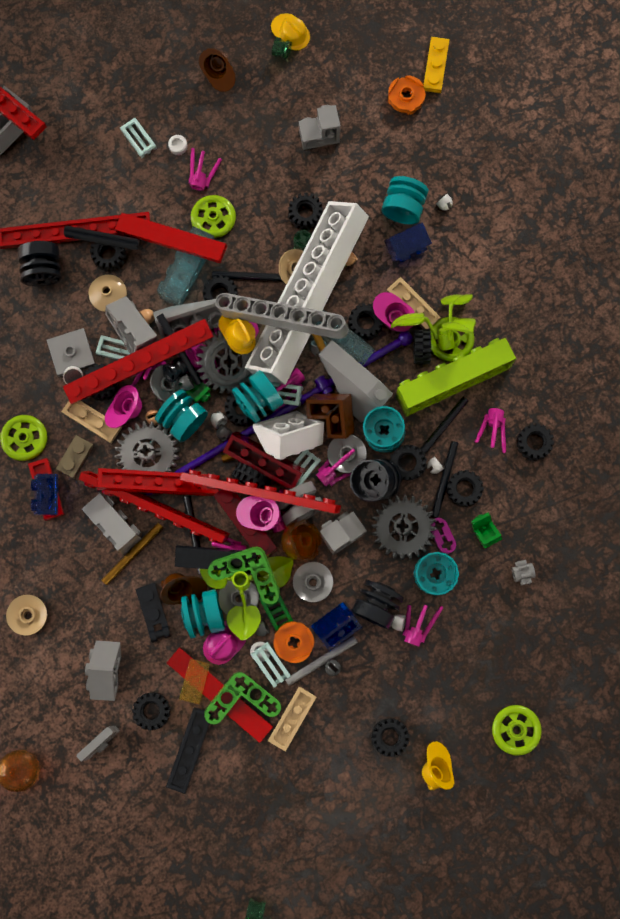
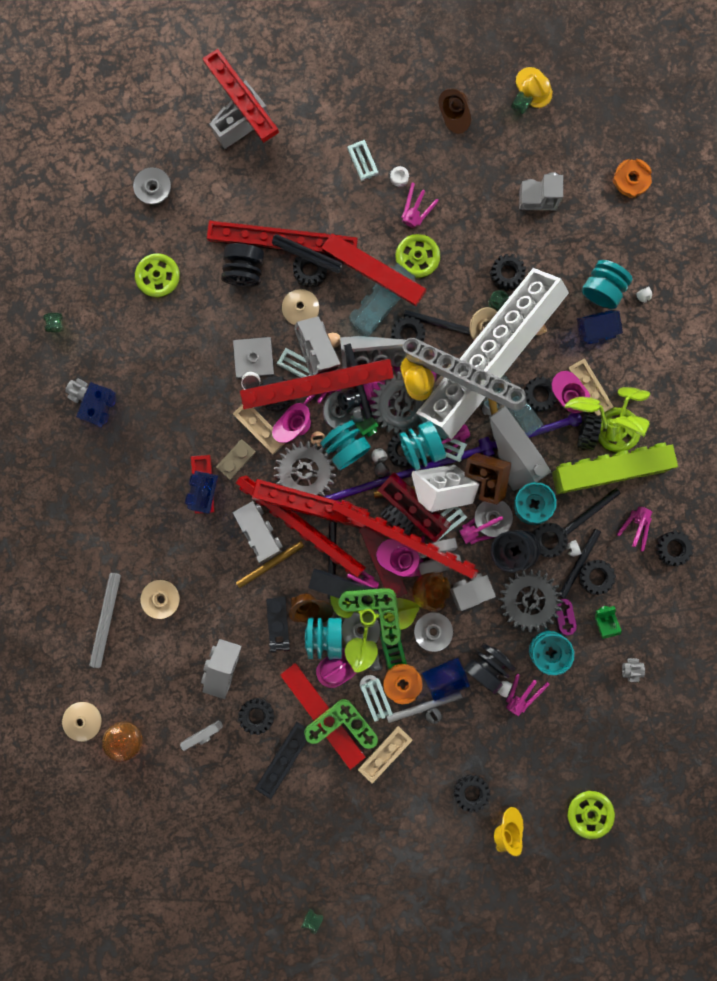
camera: 10 degrees right, 5 degrees up
(38, 444) = (204, 439): lime plate -> none
(194, 681) = (303, 699): clear yellow plate -> none
(436, 64) = (668, 153): yellow plate -> none

